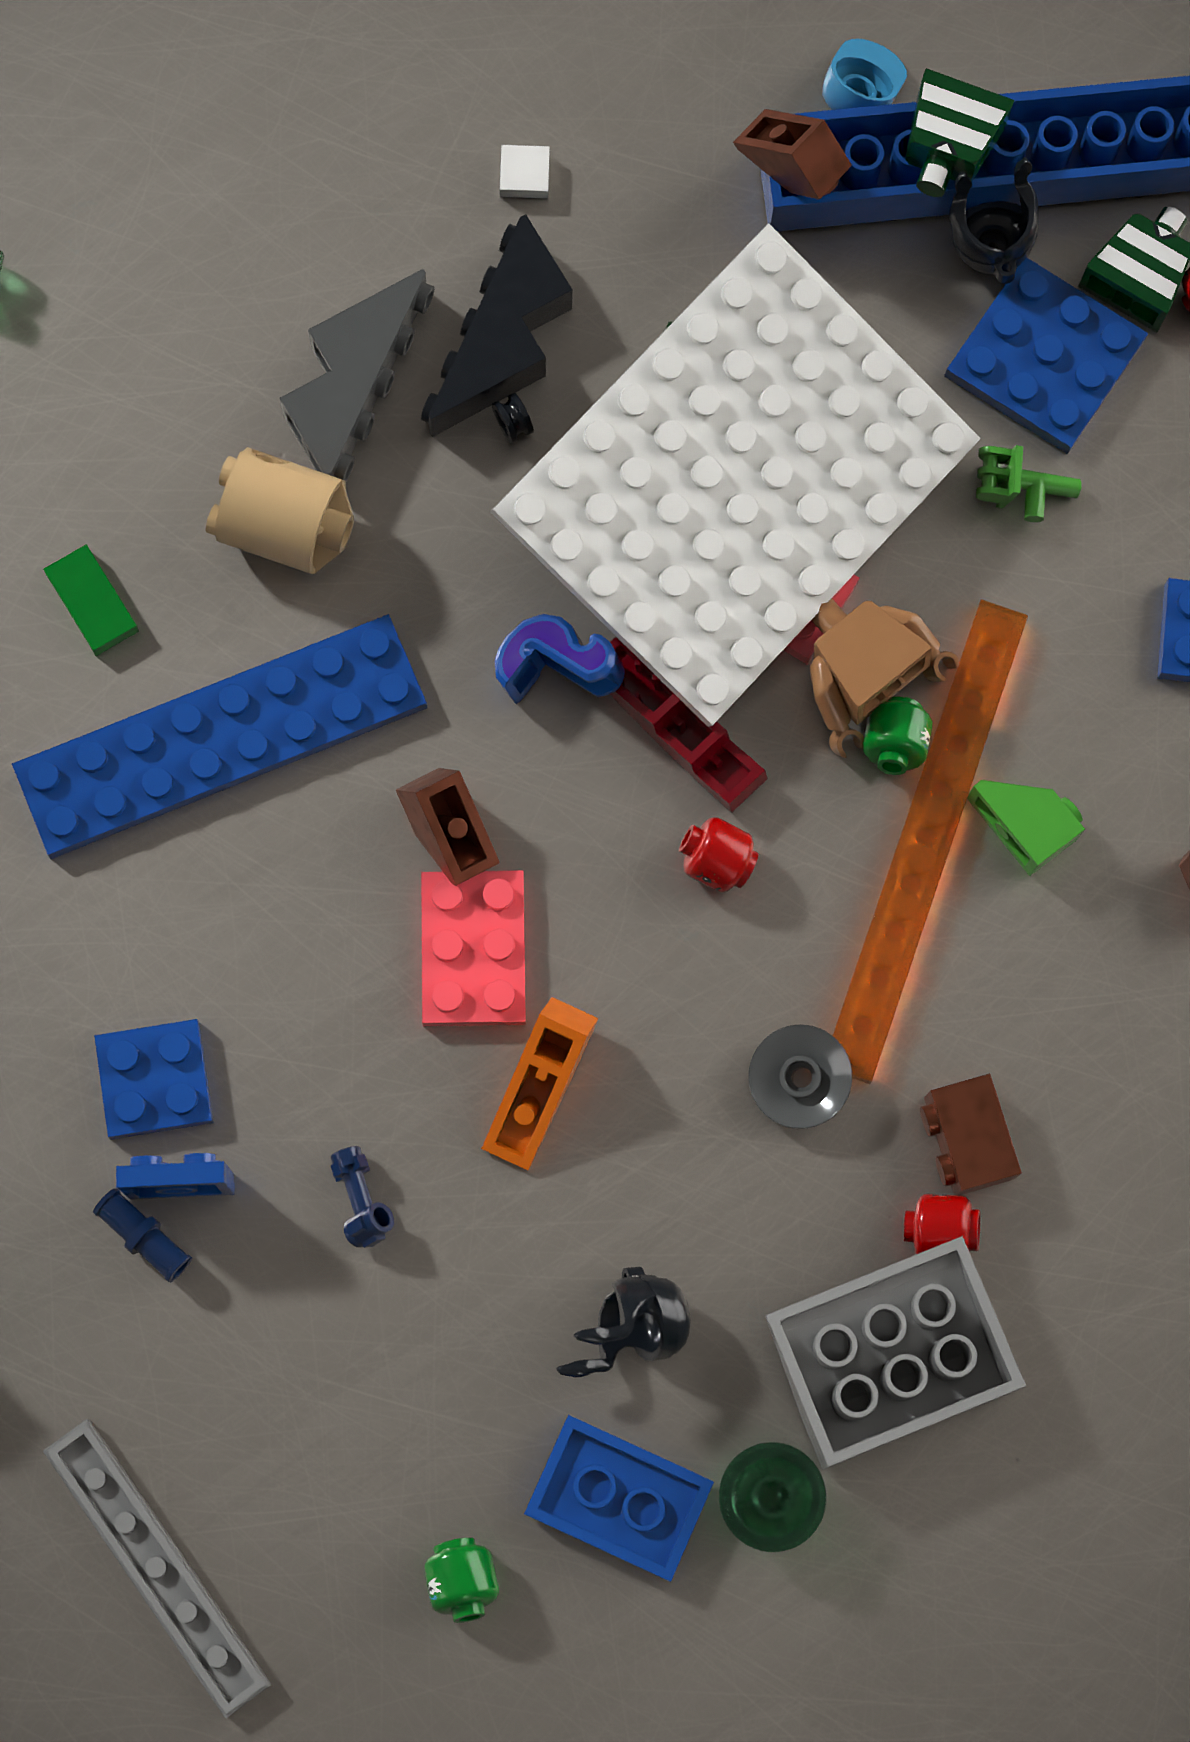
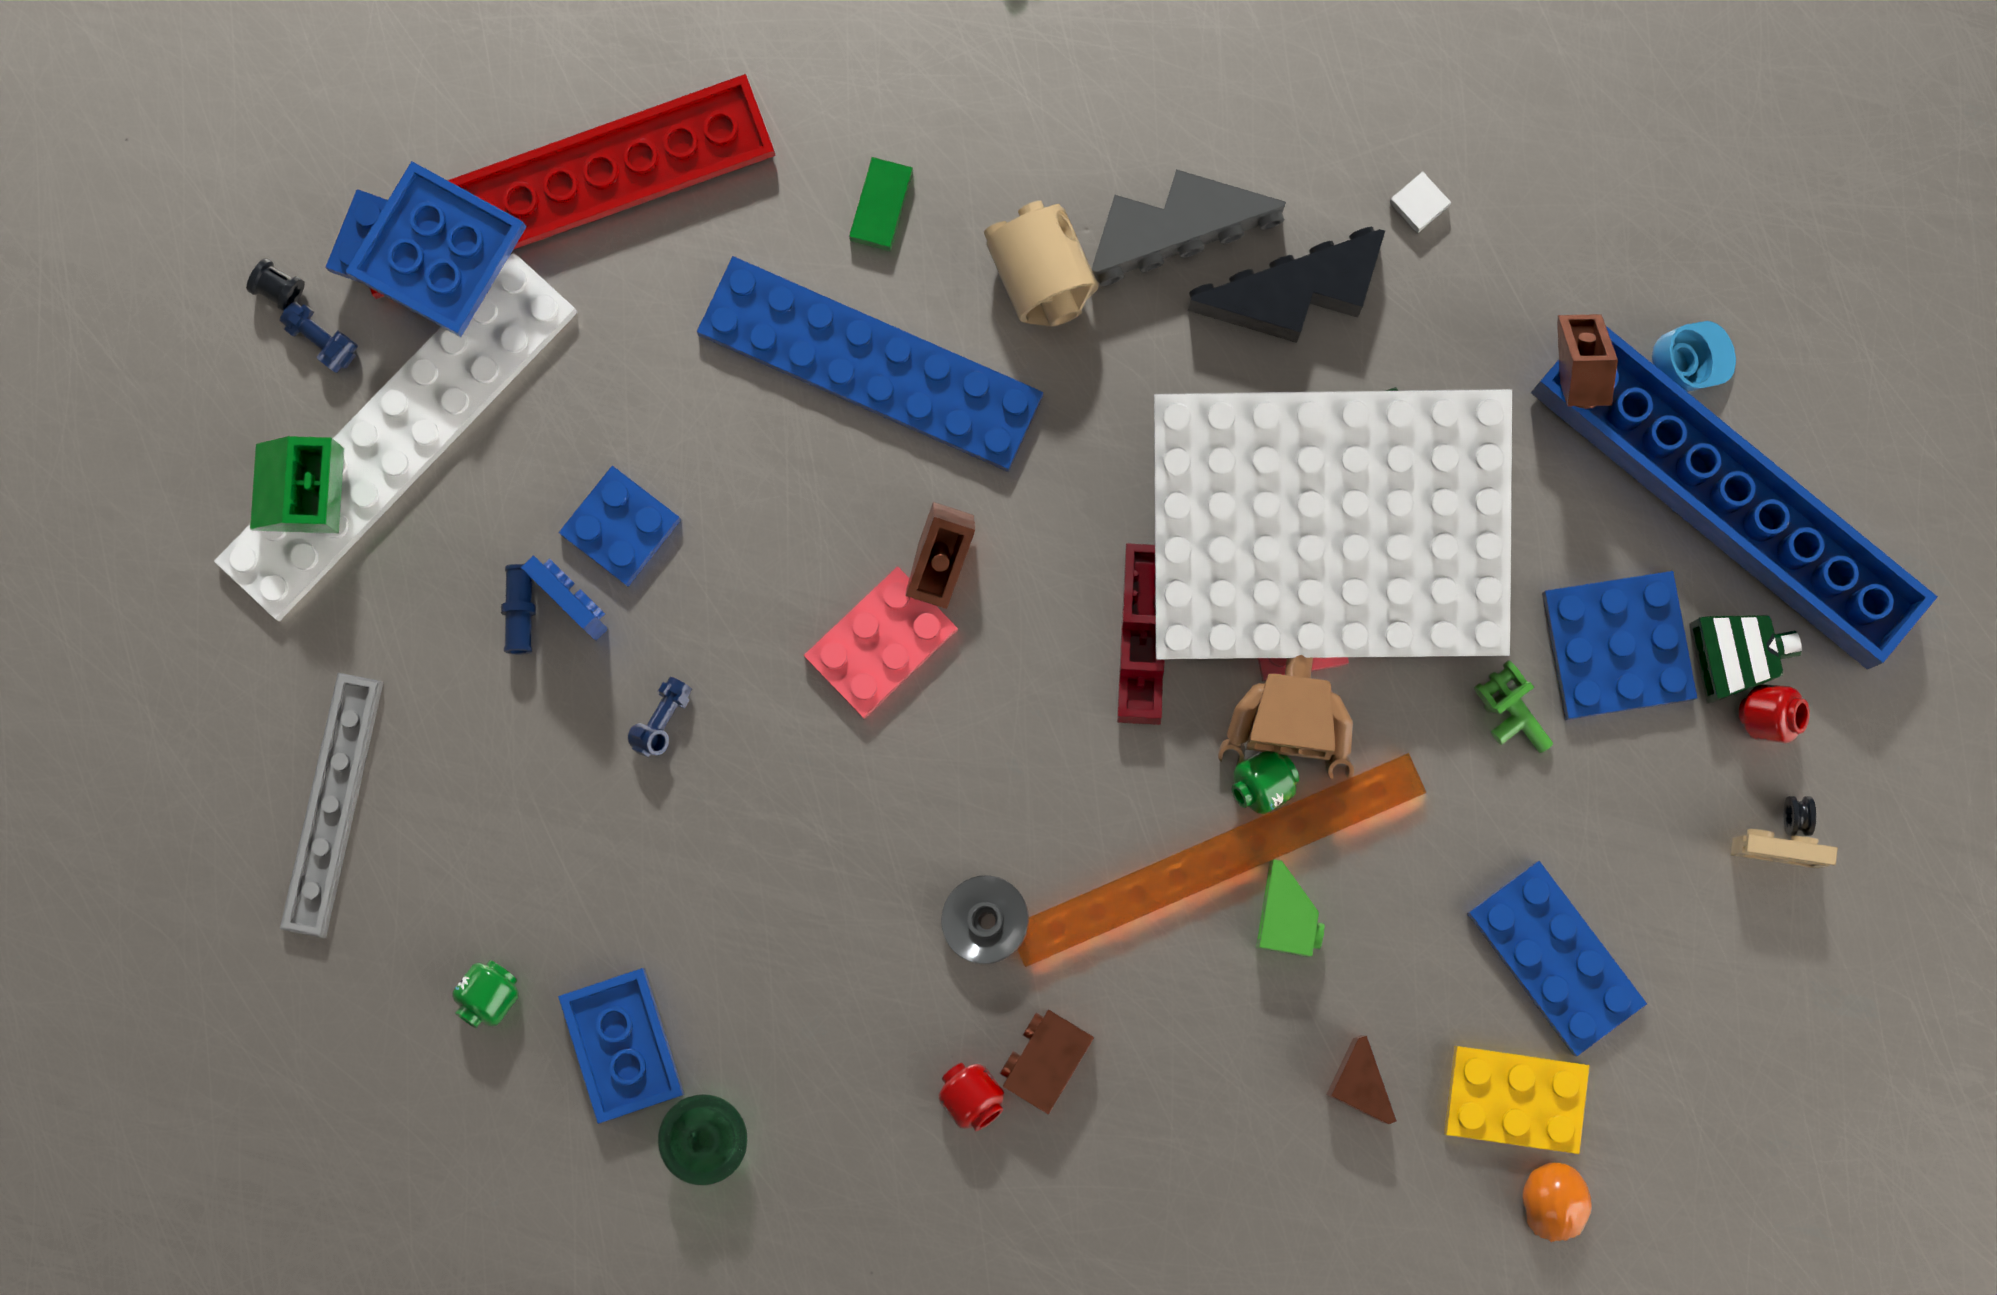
camera: 55 degrees right, 5 degrees up
(512, 417) = (1245, 348): black bush -> none
(539, 1082) = (833, 761): orange slope -> none
(555, 643) = (1118, 507): blue animal -> none
(639, 1314) = (741, 951): black hair -> none
(718, 854) = (1080, 739): red head -> none
(893, 1352) = (859, 1135): light grey slope -> none
(953, 130) = (1701, 448): dark green torso -> none
(997, 233) = (1675, 530): black hair -> none

